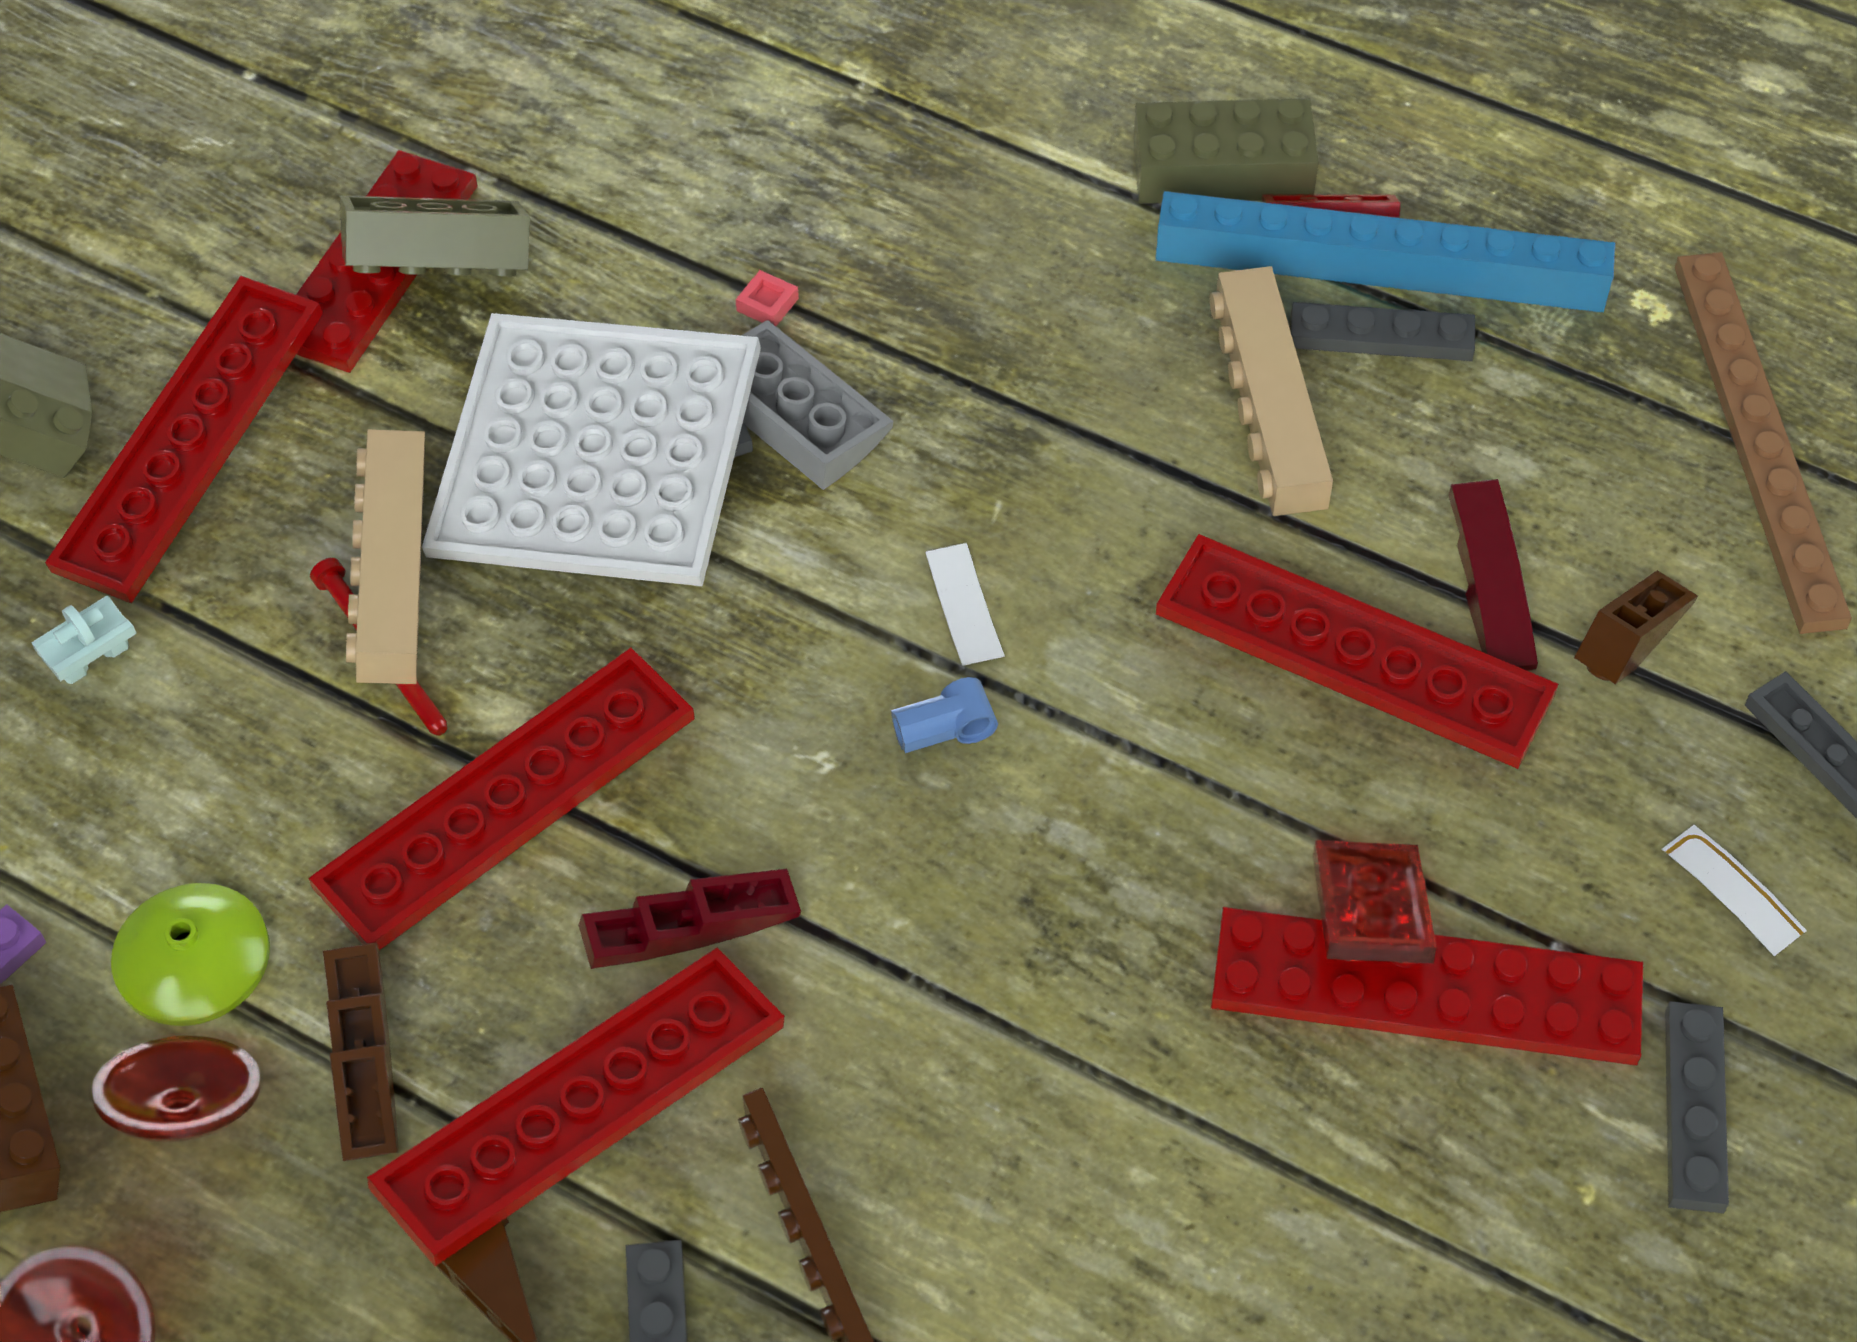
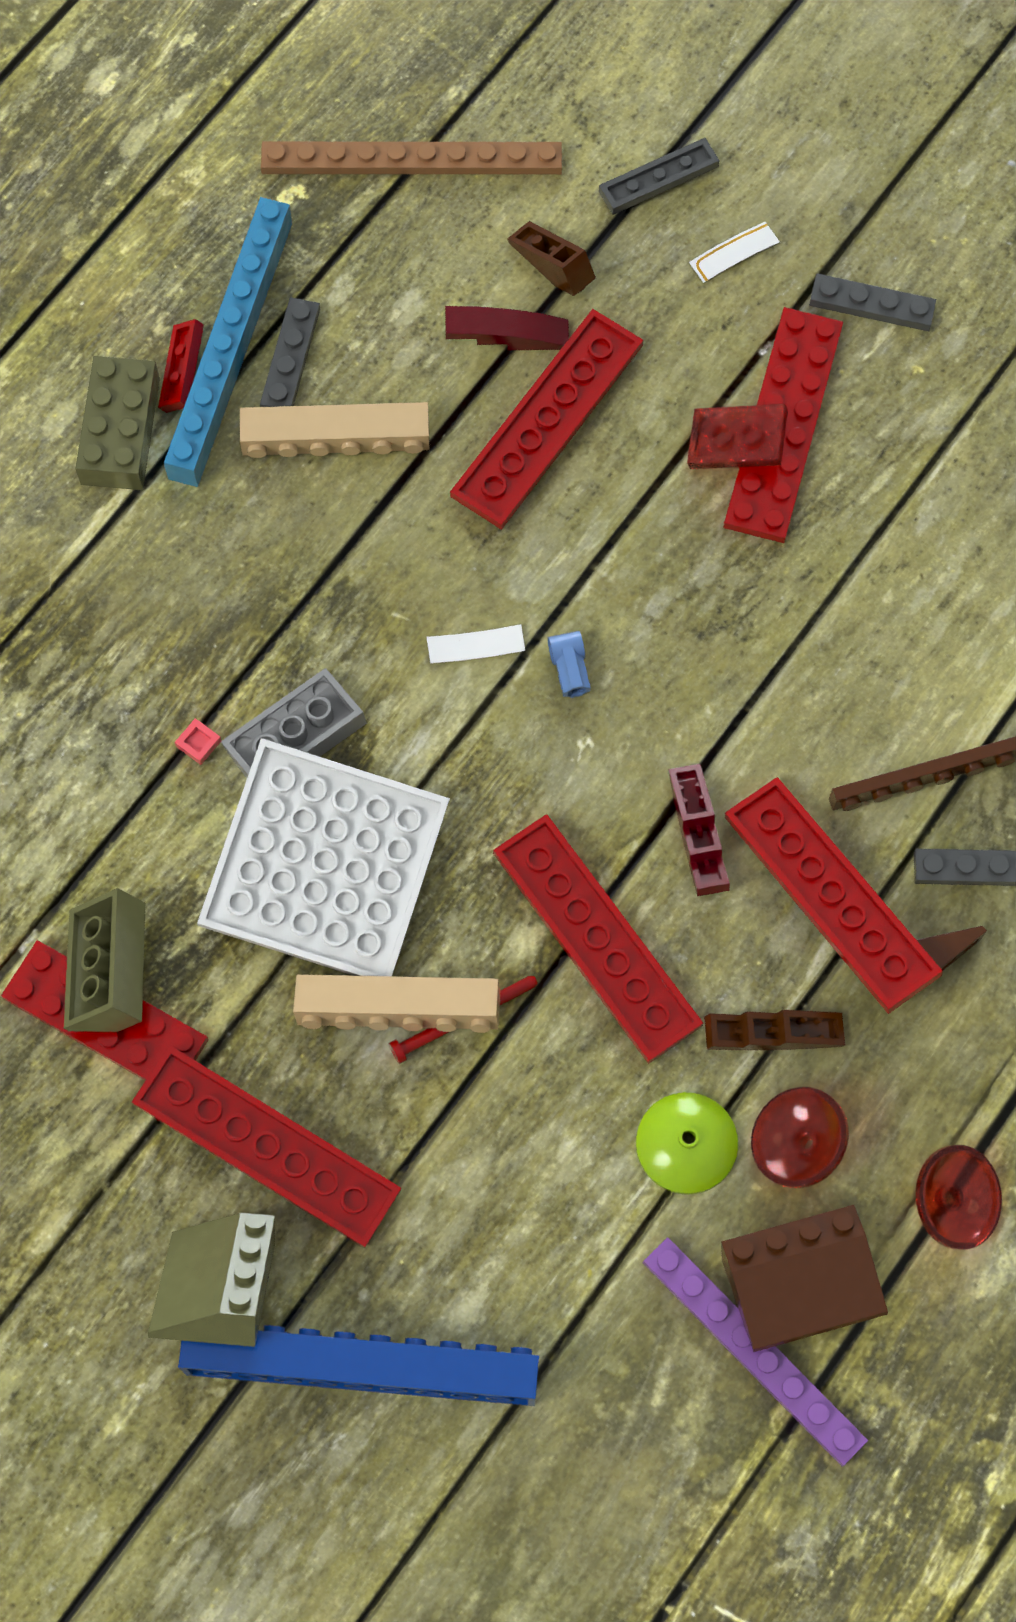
camera: 85 degrees left, 15 degrees up
(83, 639) = (438, 1214): light aqua hips -> none

